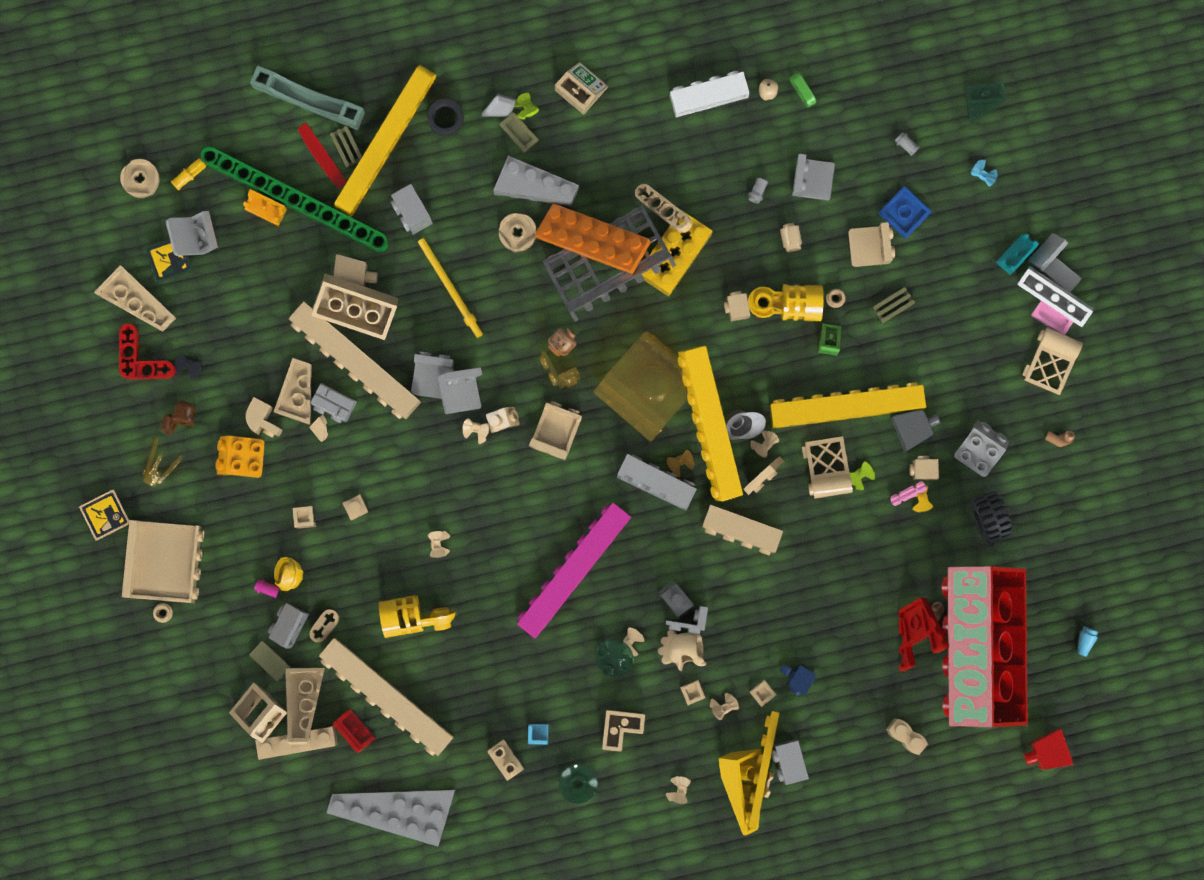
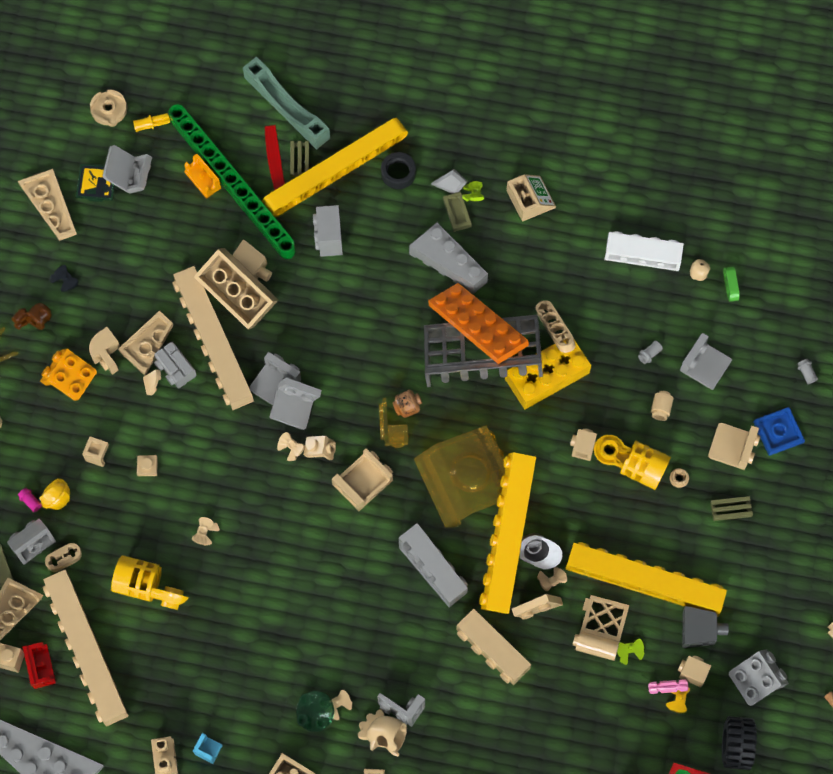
camera: 25 degrees right, 15 degrees down
(137, 365) = (21, 257): red beam -> none
(469, 318) = (333, 348): yellow bar -> none
(517, 221) = (416, 283): tan plate -> none
(574, 570) = (316, 612): dark pink brick -> none
(674, 463) = (470, 559): pearl gold piece -> none
(676, 600) = (400, 684): dark grey torso -> none
(830, 339) = (656, 512): bright green slope -> none

